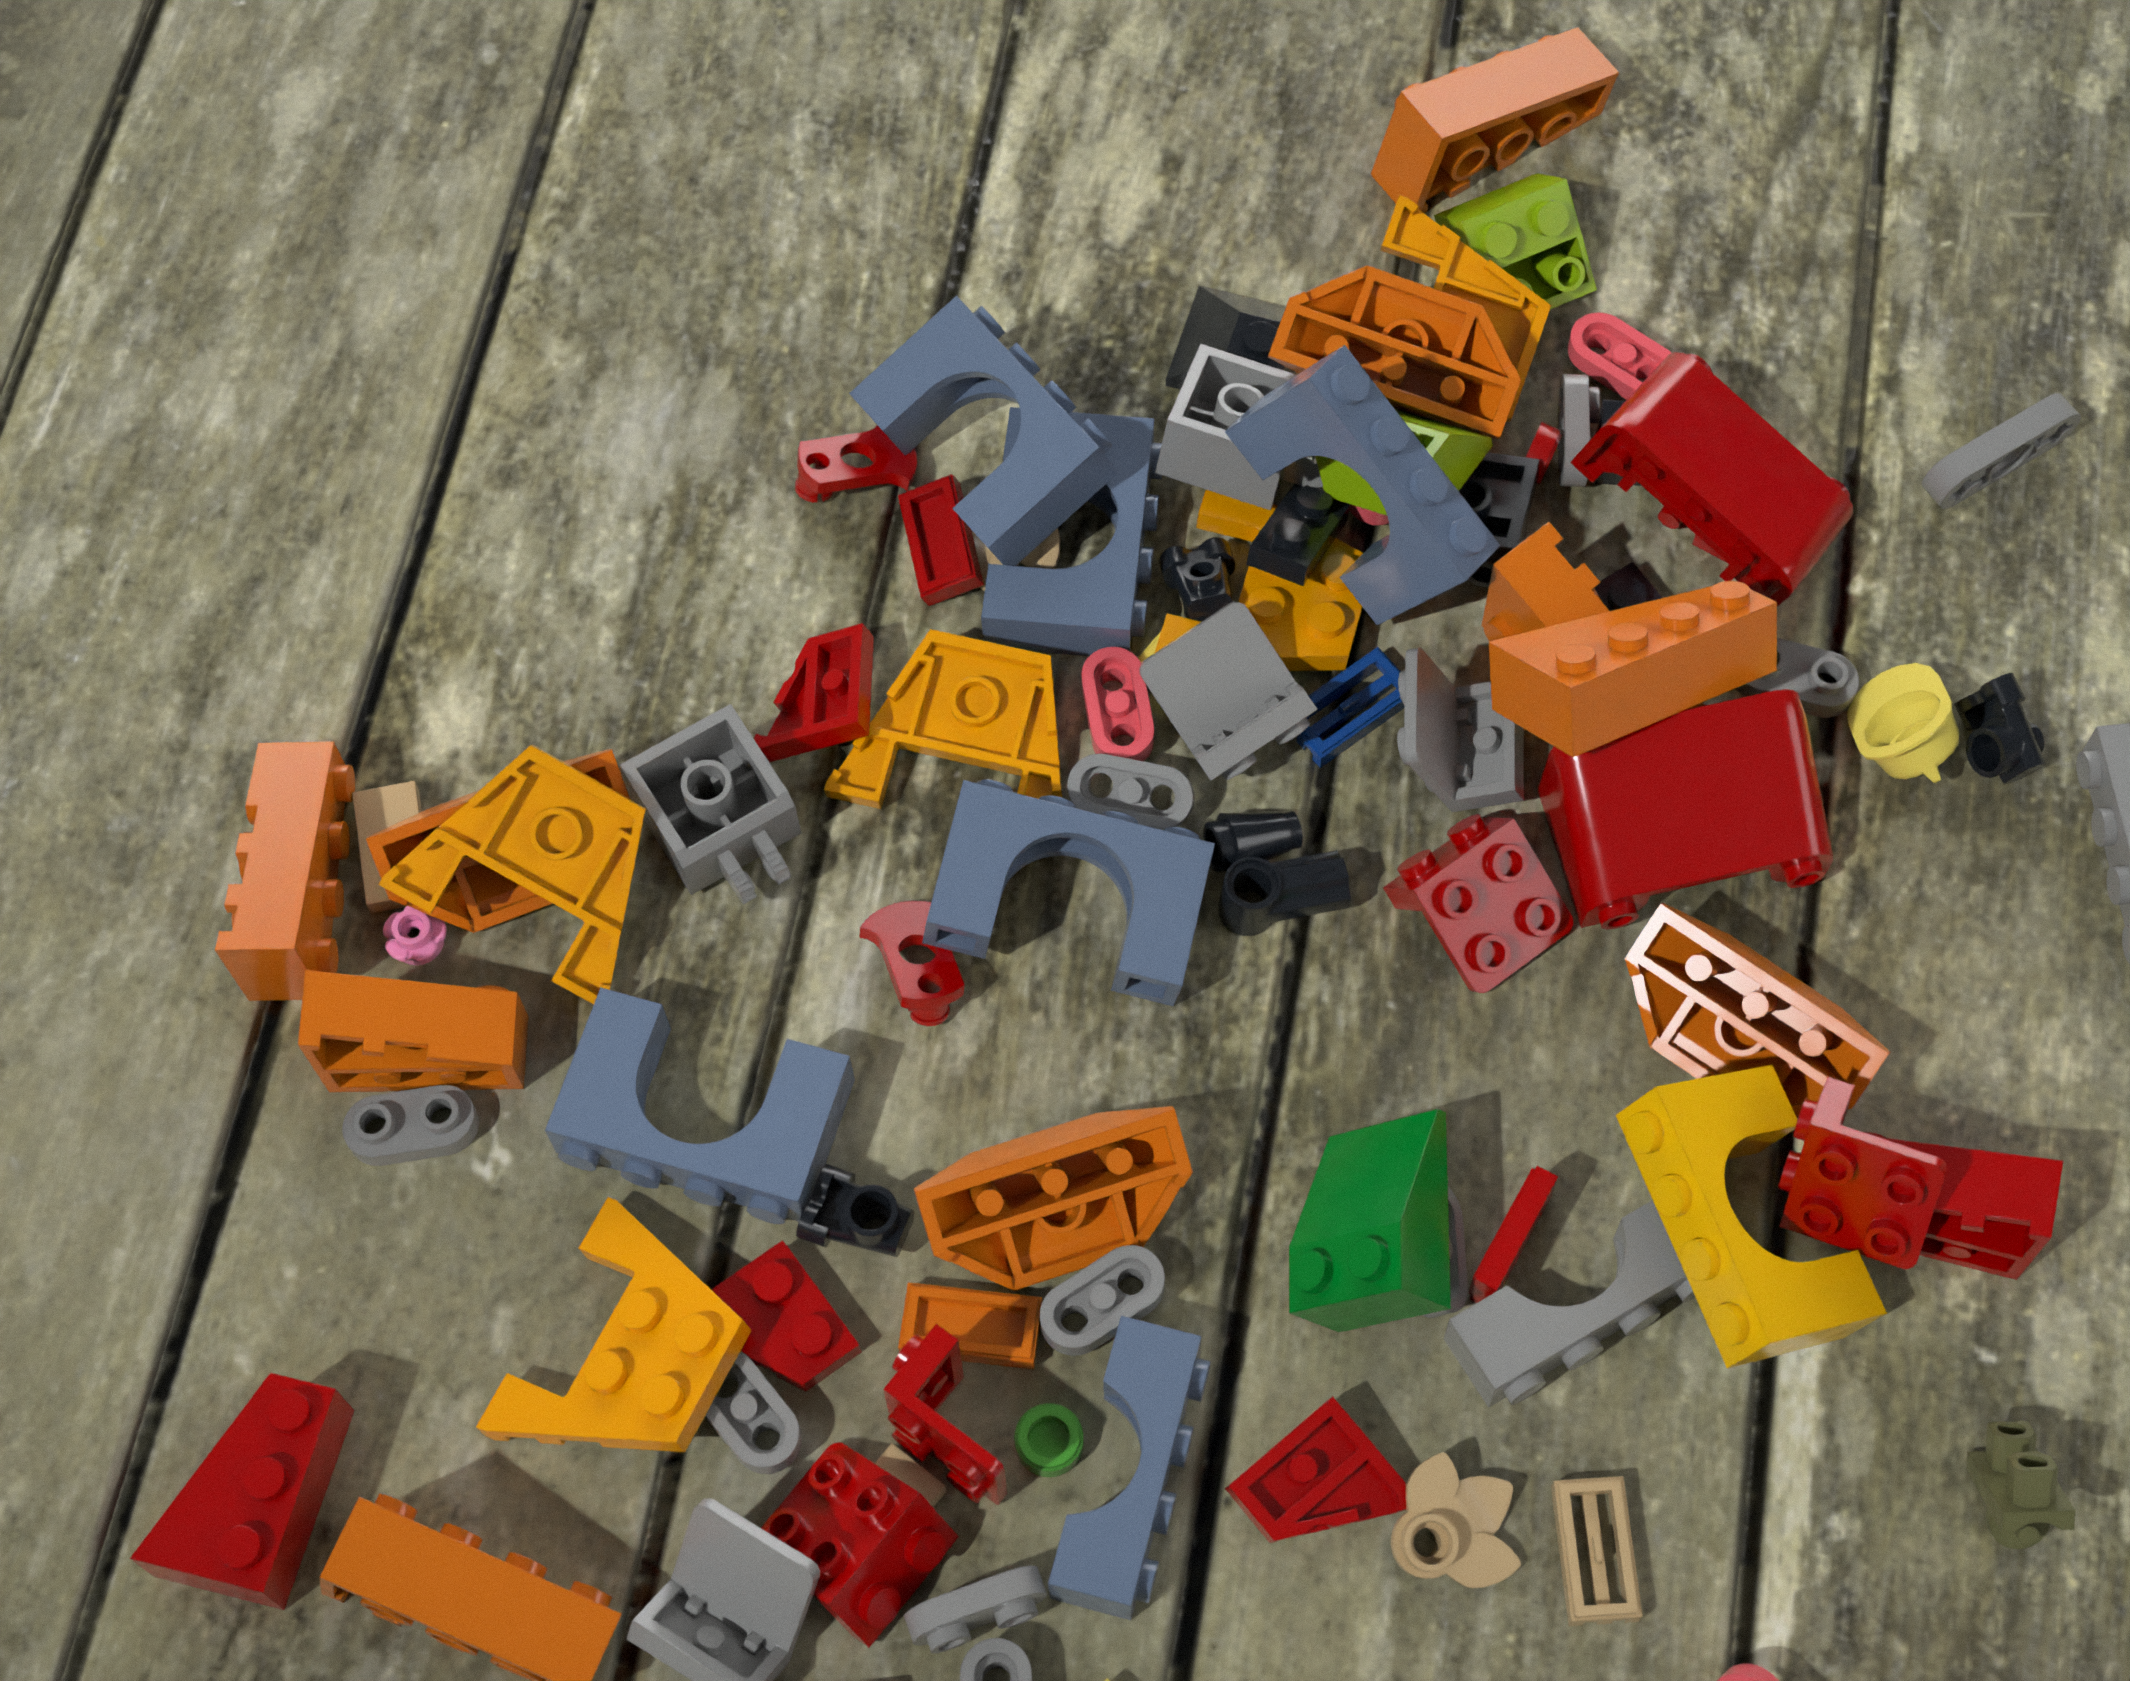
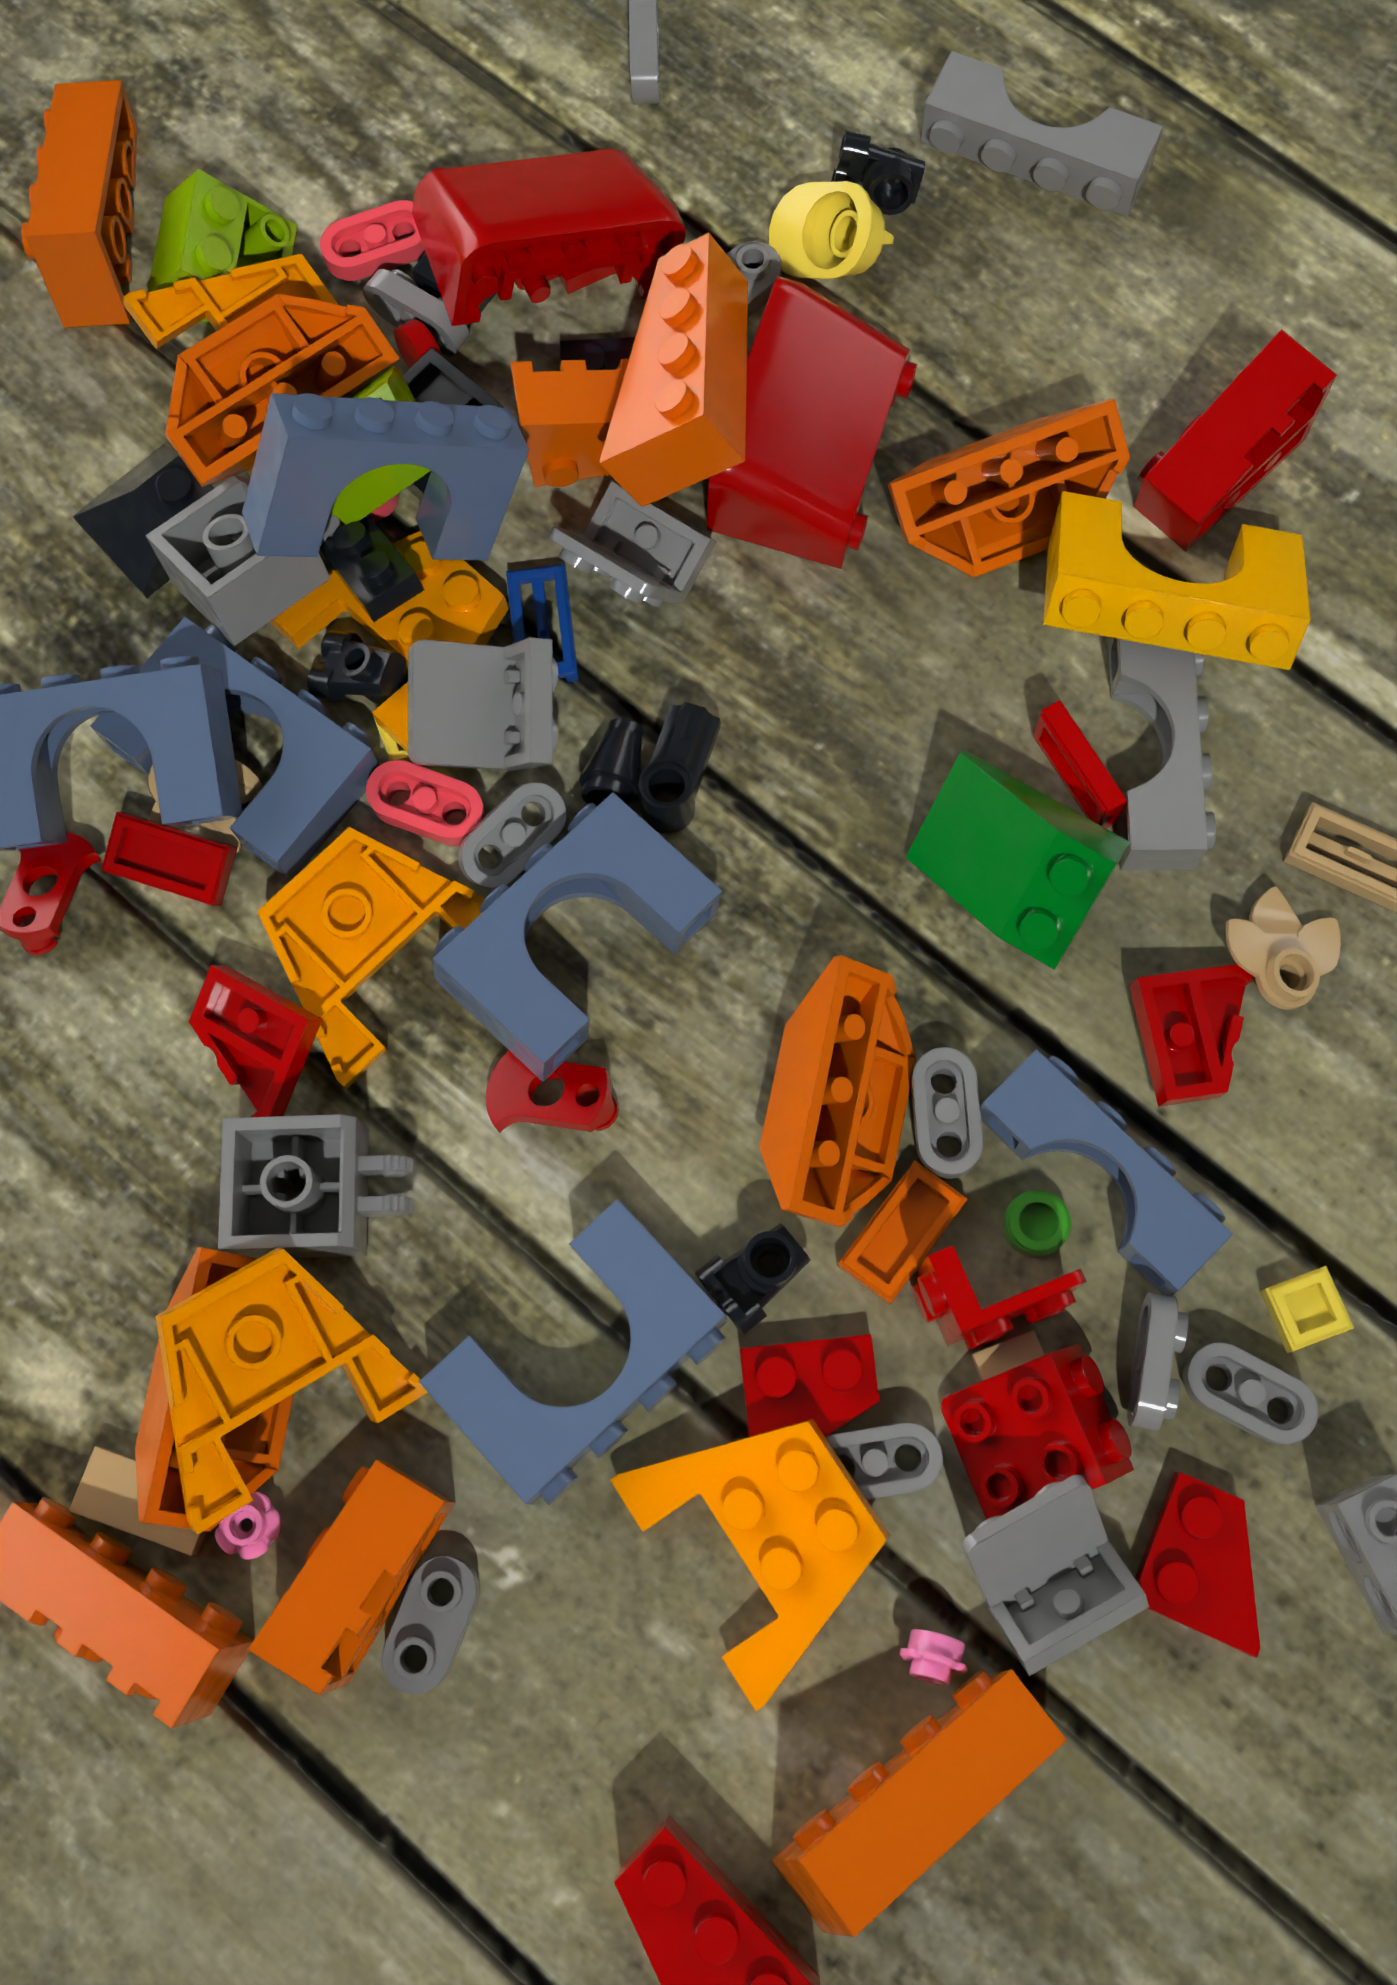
camera: 55 degrees left, 10 degrees up
(601, 1552) = (934, 1657): none -> bright pink plate
(1484, 899) = (778, 619): red bracket -> none
(1857, 1185) = (1200, 493): red bracket -> none

